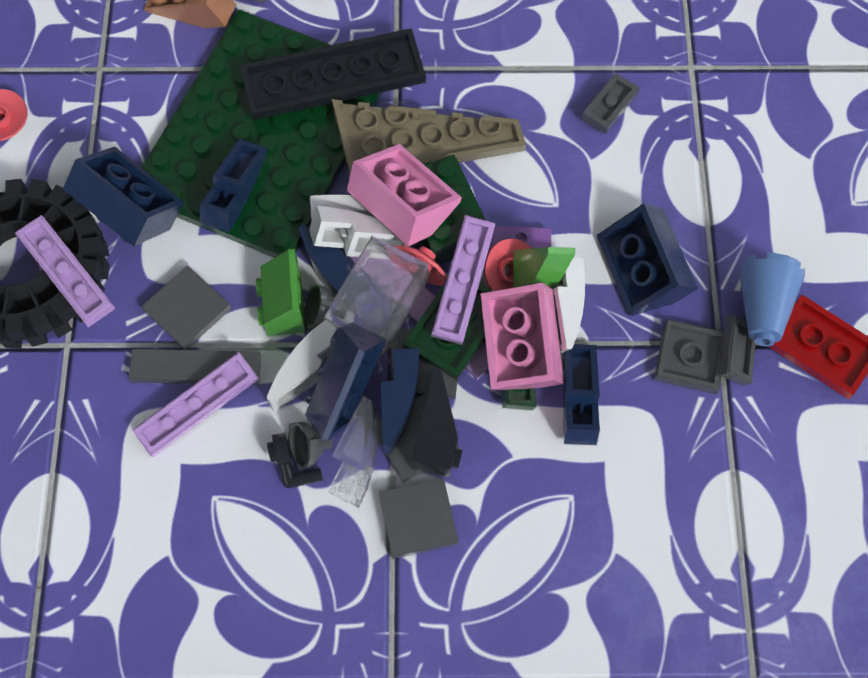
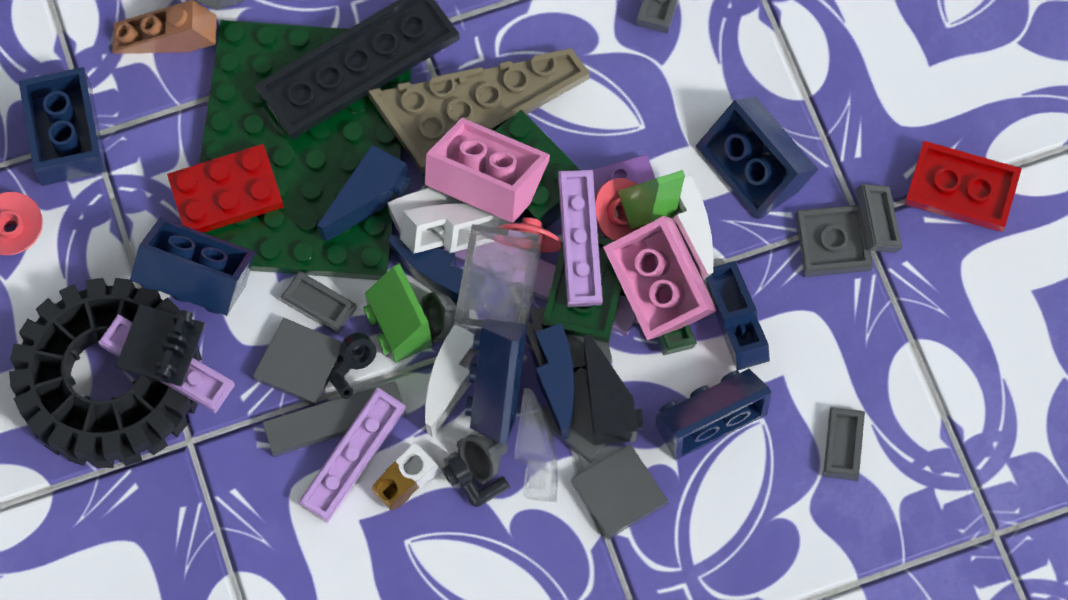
camera: 15 degrees left, 0 degrees up
(62, 252) = (161, 344): none -> black hinge
(72, 51) = (62, 126): none -> dark blue brick
(181, 143) = (225, 190): none -> red plate
(223, 263) = (318, 302): none -> dark grey tile
(230, 321) = (350, 360): none -> black plate
(232, 185) = (300, 217): dark blue slope -> none
(233, 439) = (405, 477): none -> leg
(293, 182) = (367, 191): none -> dark blue slope
(528, 475) = (713, 412): none -> dark blue slope
(639, 545) = (844, 444): none -> dark grey tile
(769, 294) = (891, 153): medium blue cone -> none

